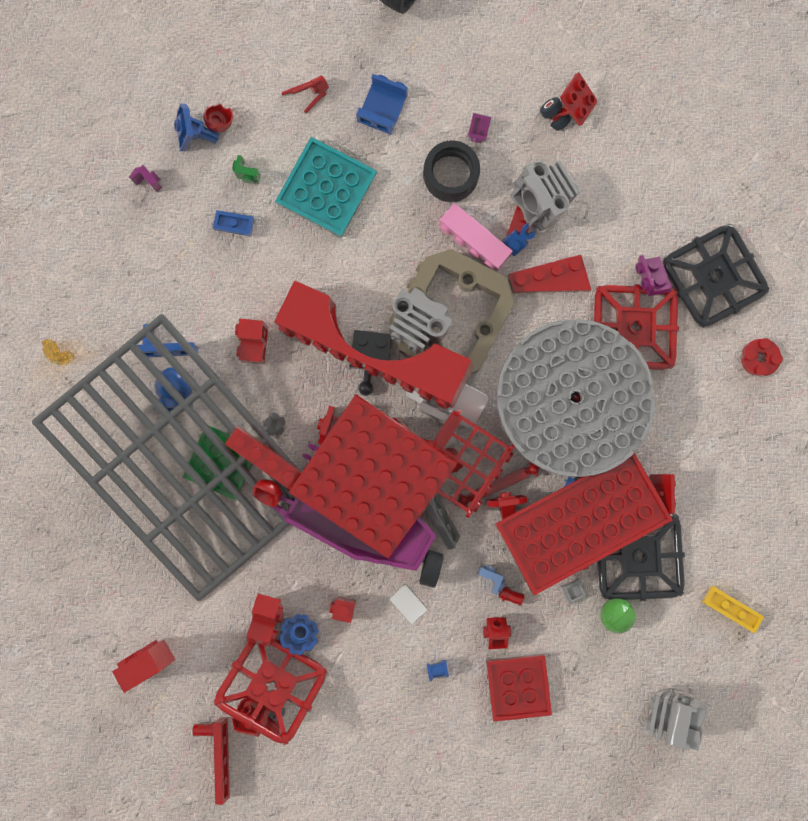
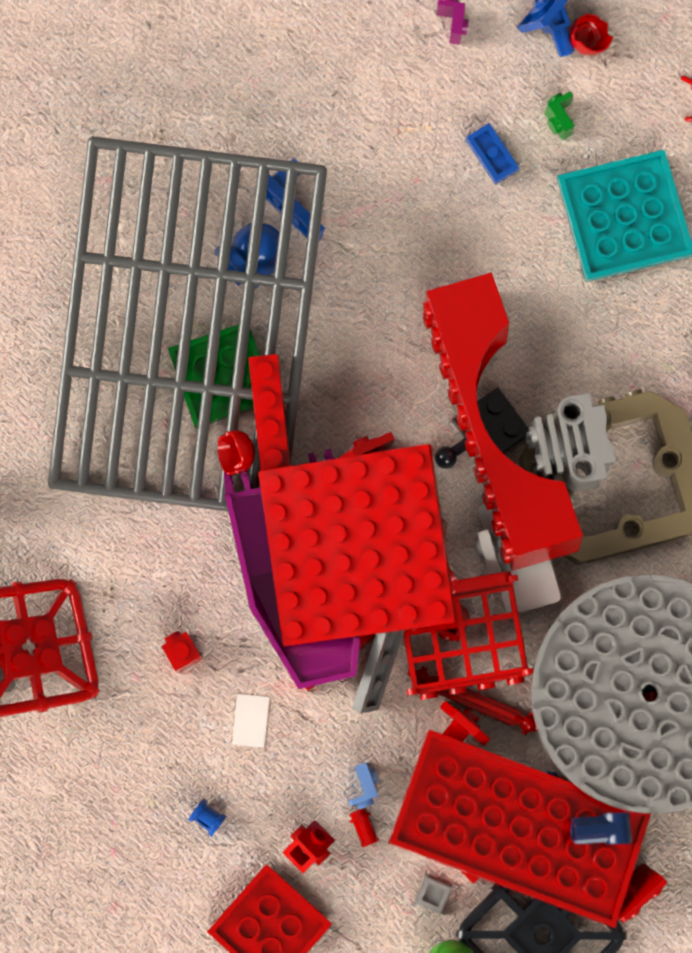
camera: 45 degrees right, 5 degrees down
(53, 353) = (176, 93): clear yellow bracket -> none
(253, 340) = (386, 289): red brick -> none
(265, 616) = (97, 574): red brick -> none
(274, 424) = (315, 395): dark grey plant -> none
(298, 634) = (110, 627): blue plant -> none
(431, 569) = (313, 707): black tyre -> none
(624, 479) = (607, 829): none -> dark blue piece

